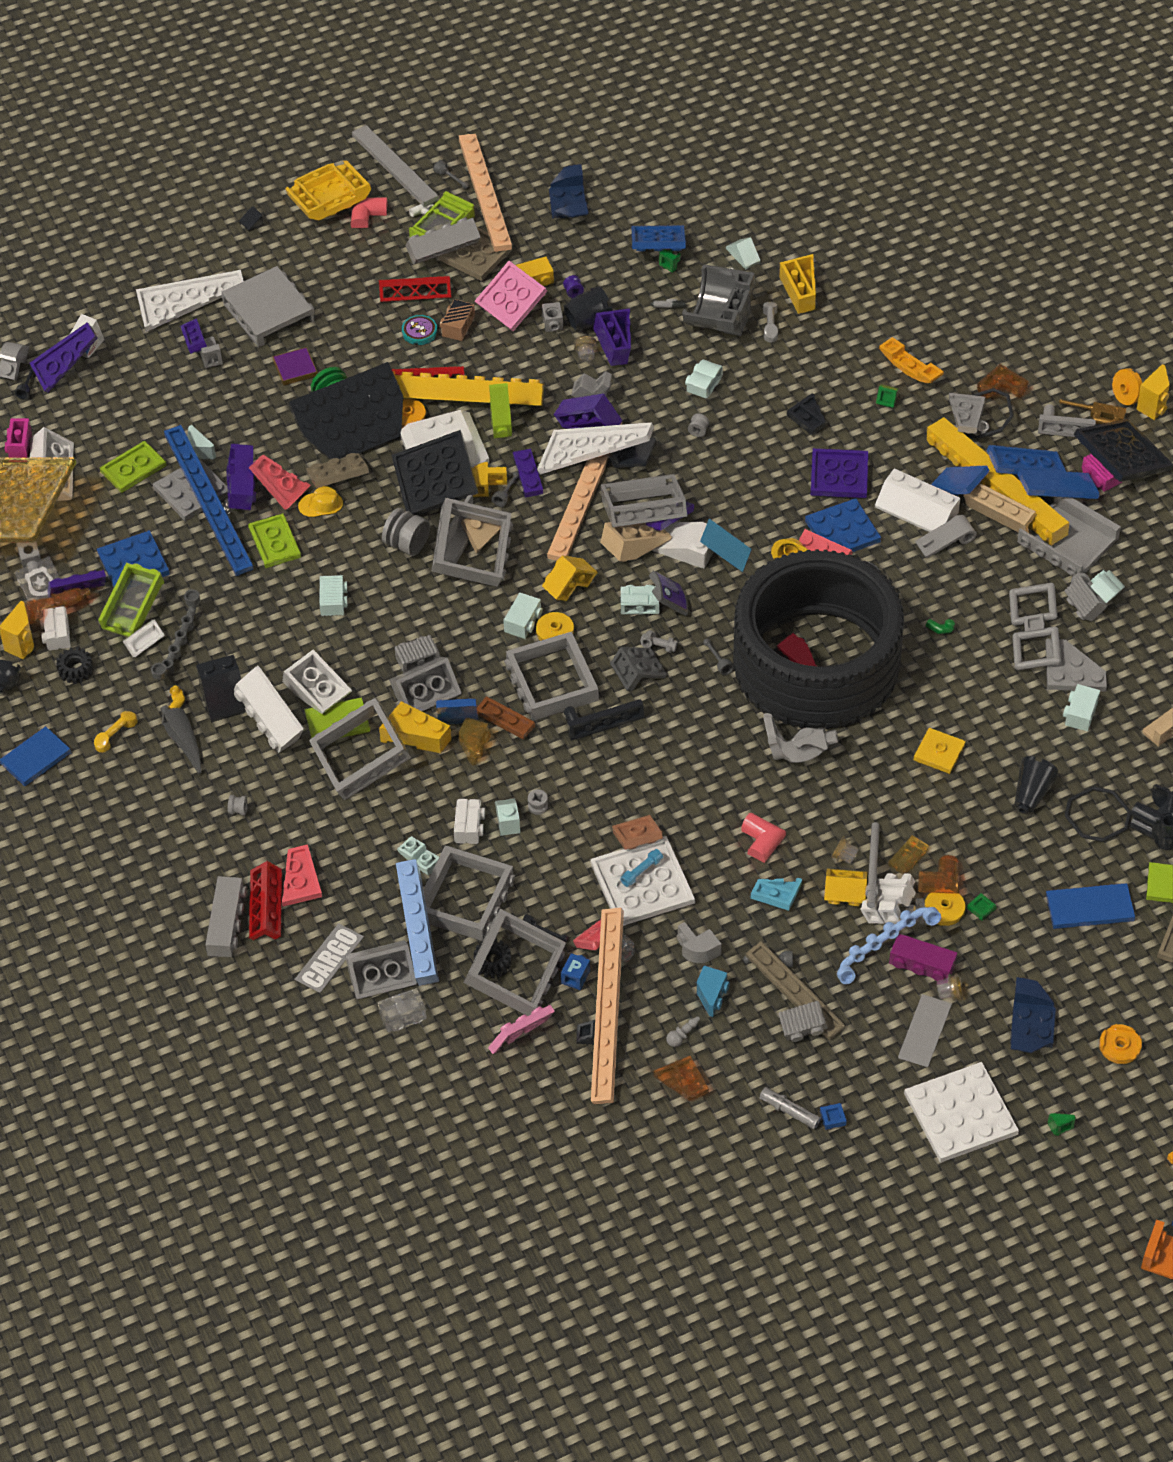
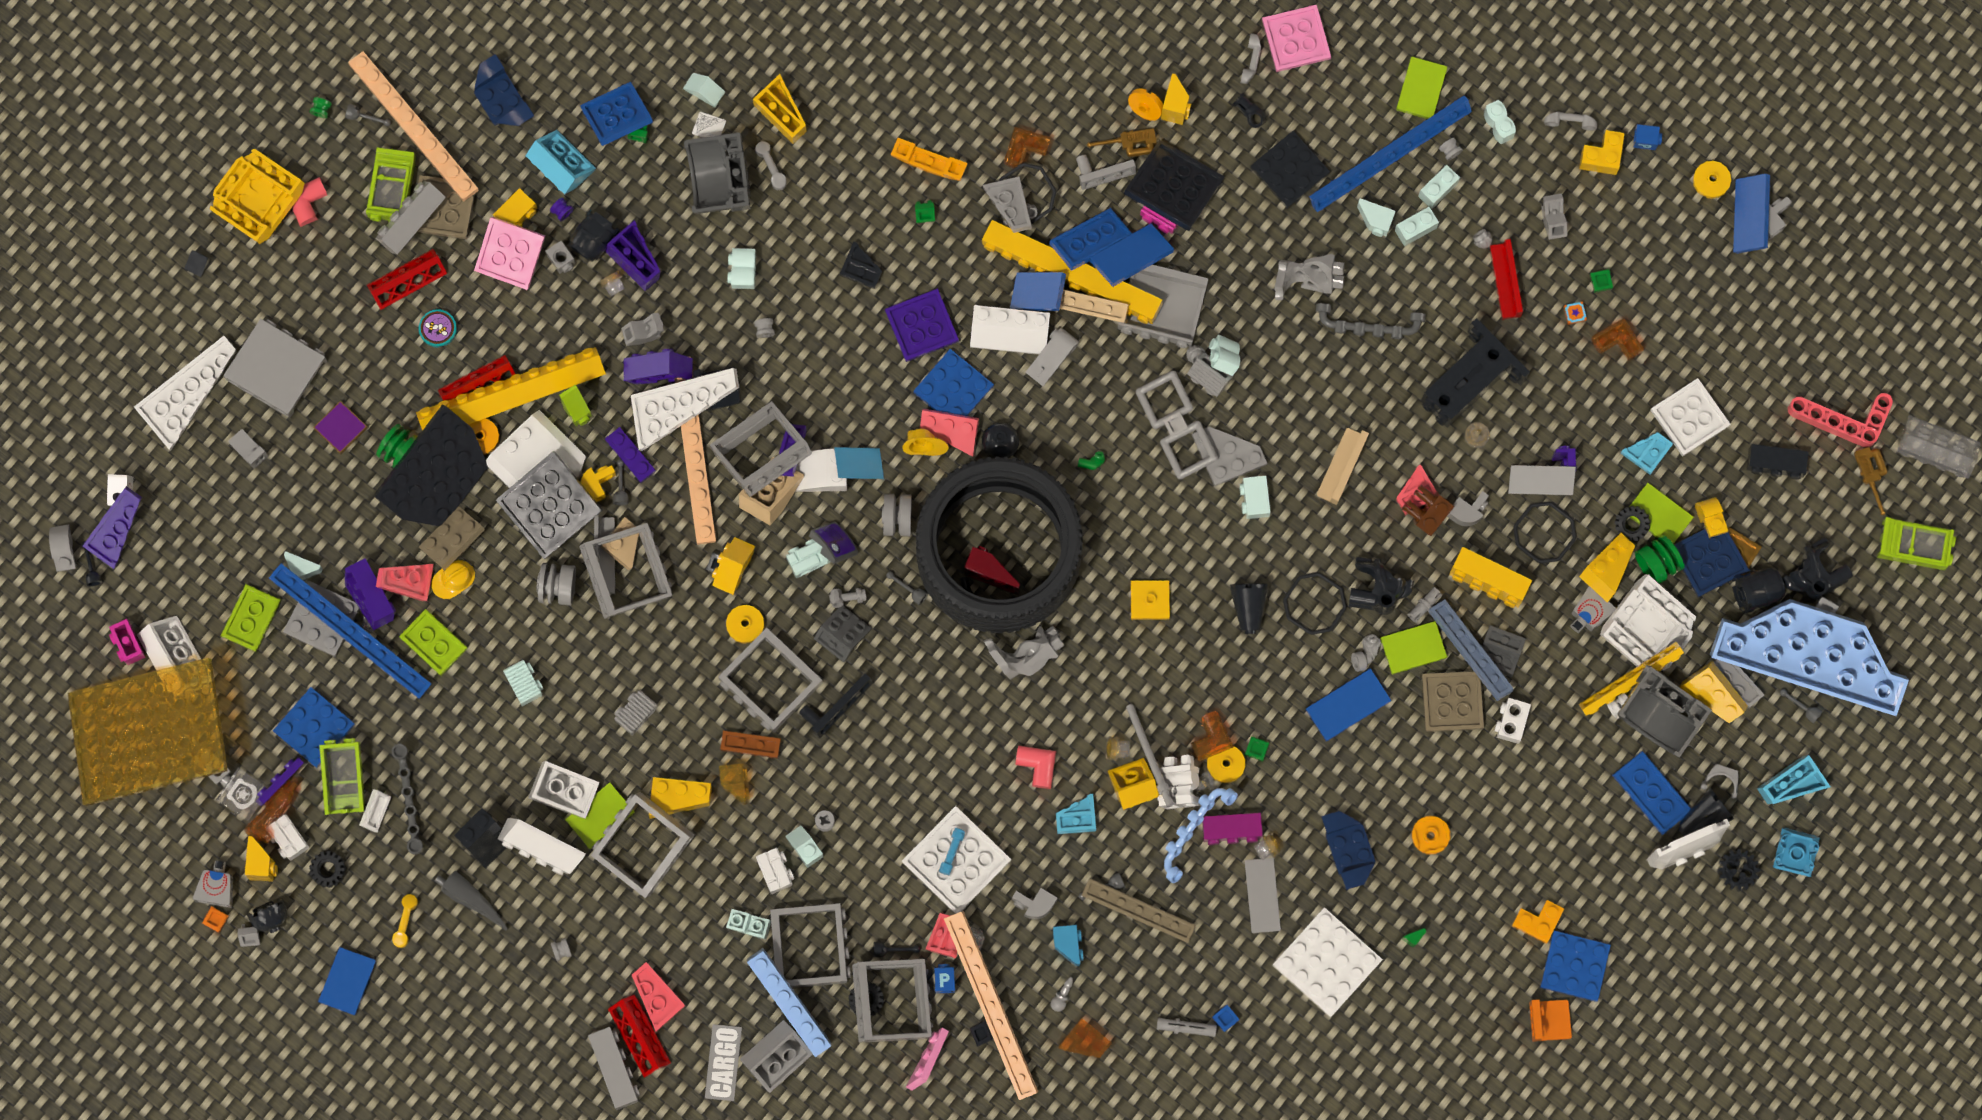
camera: 30 degrees left, 25 degrees up
(177, 697) = (443, 860): yellow arm -> none
(193, 336) = (225, 441): dark purple plate -> none
(395, 166) = (305, 131): light grey tile -> none
(402, 1010) = (816, 1089): clear brick -> none
(417, 155) = (320, 107): none -> green wheel
(420, 210) = (360, 173): white arm -> none
(426, 684) = (661, 743): light grey slope -> none
(456, 710) = (711, 767): blue tile -> none
(457, 320) = (470, 302): medium nougat brick -> none
(522, 615) = (710, 625): light aqua brick -> none
(591, 255) = (560, 161): none -> medium azure slope
(637, 832) = (929, 815): nougat plate -> none
(669, 303) = (663, 186): piece -> none
(730, 590) = (896, 515): none -> light grey wheel
(803, 1021) = (1161, 941): light grey brick -> none
(908, 855) = (1171, 724): clear yellow tile -> none
(1136, 865) = (1370, 646): none -> light grey arm

